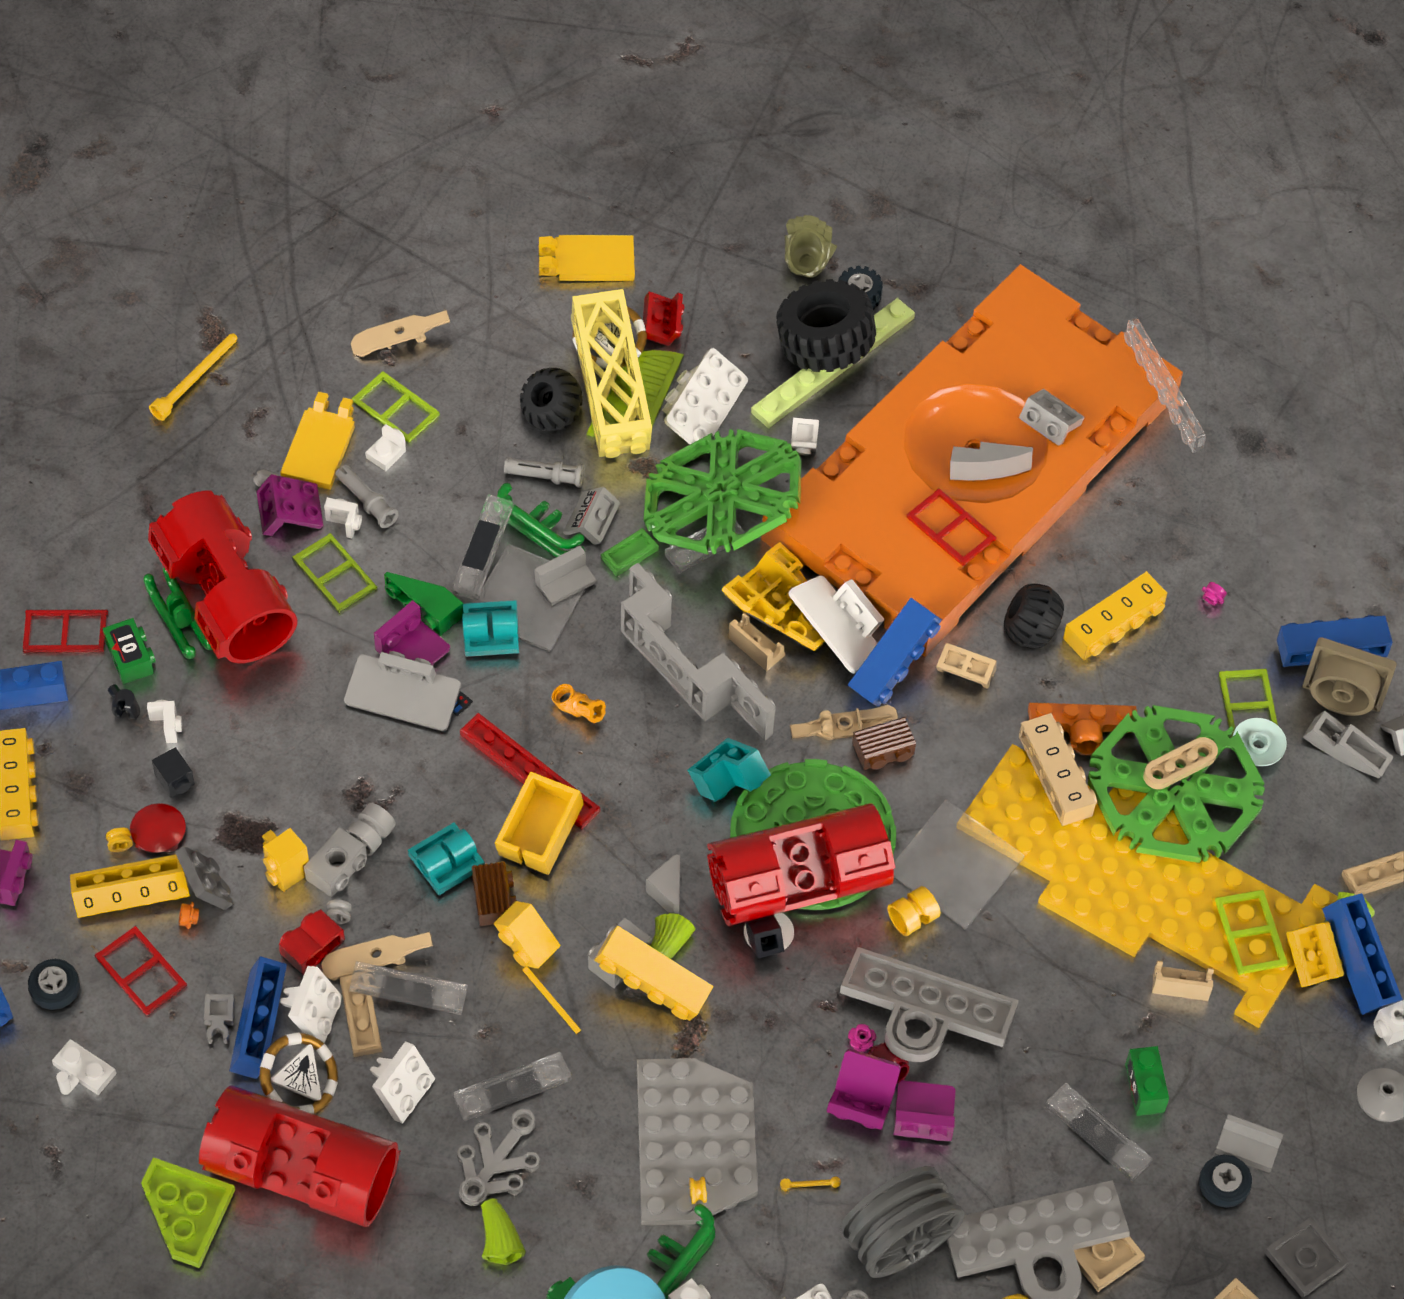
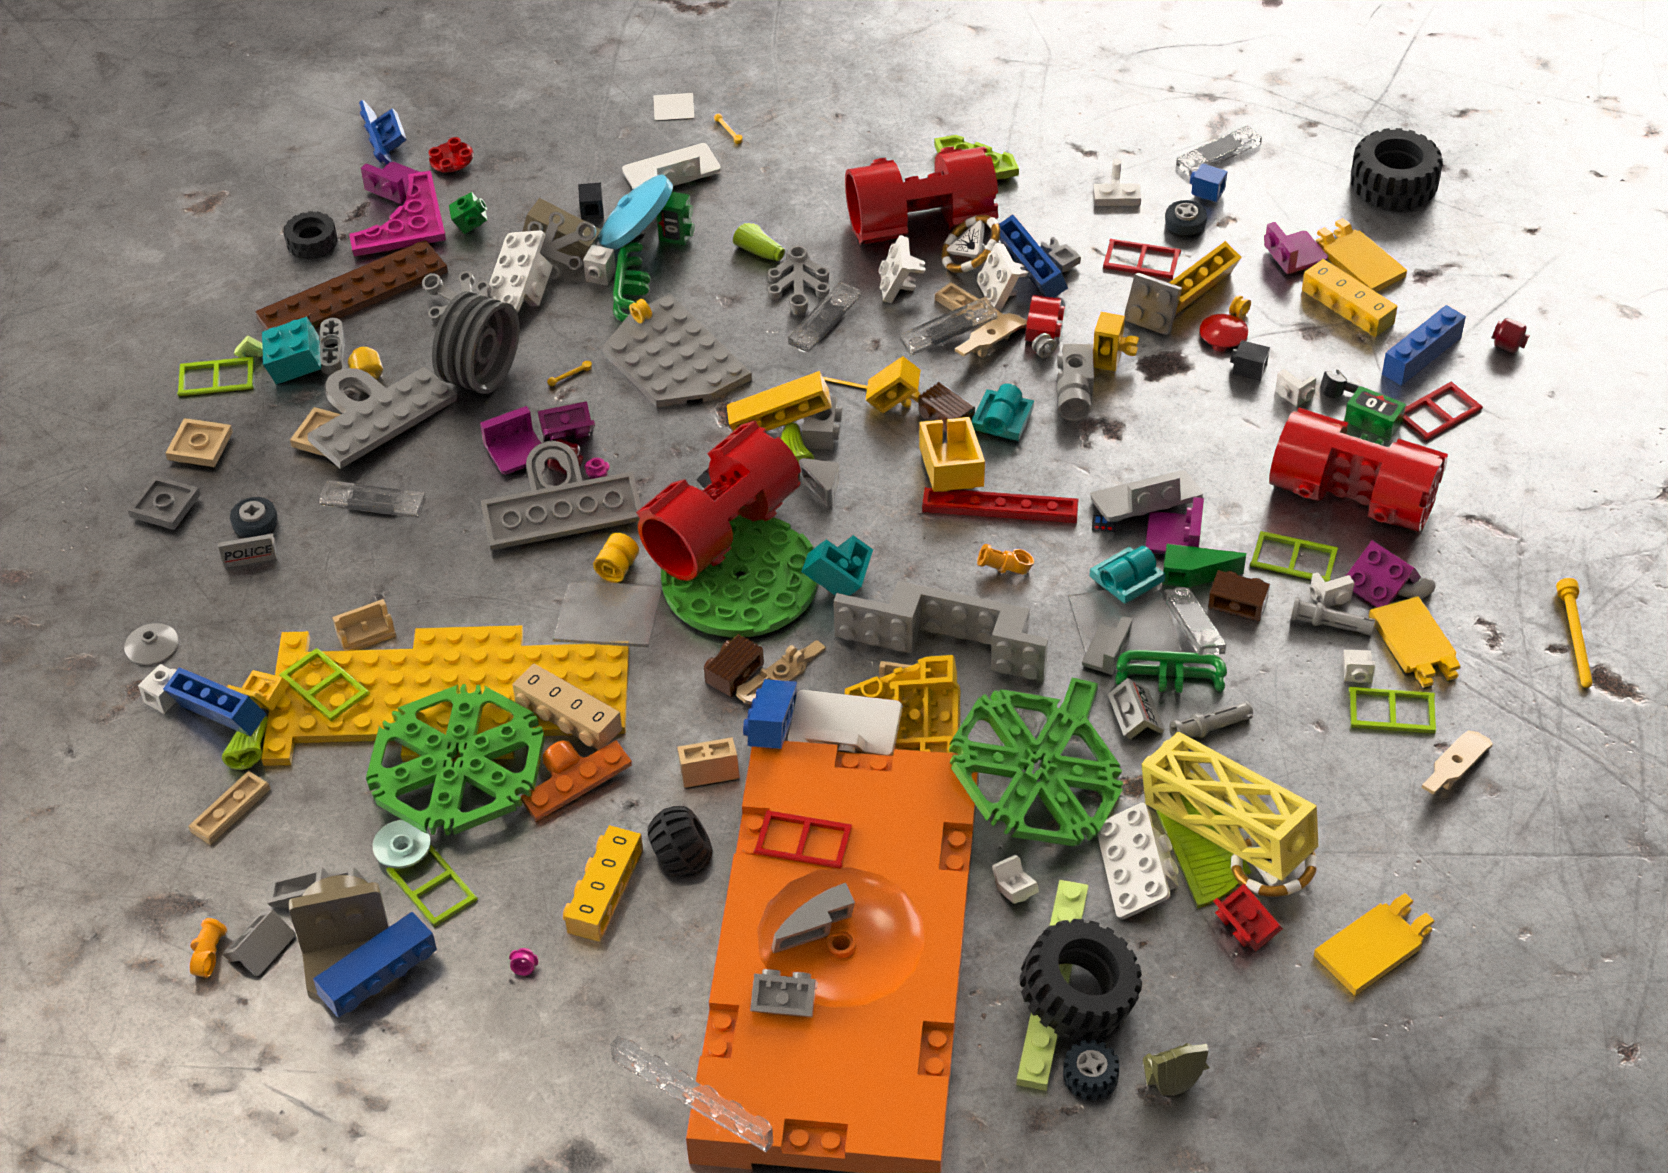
camera: 150 degrees right, 10 degrees down
(418, 555) = (1239, 595): none -> reddish brown brick
(551, 399) = (1274, 767): black wheel -> none
(1147, 1080) = (352, 543): green brick -> none
(1185, 755) = (456, 744): tan plate -> none

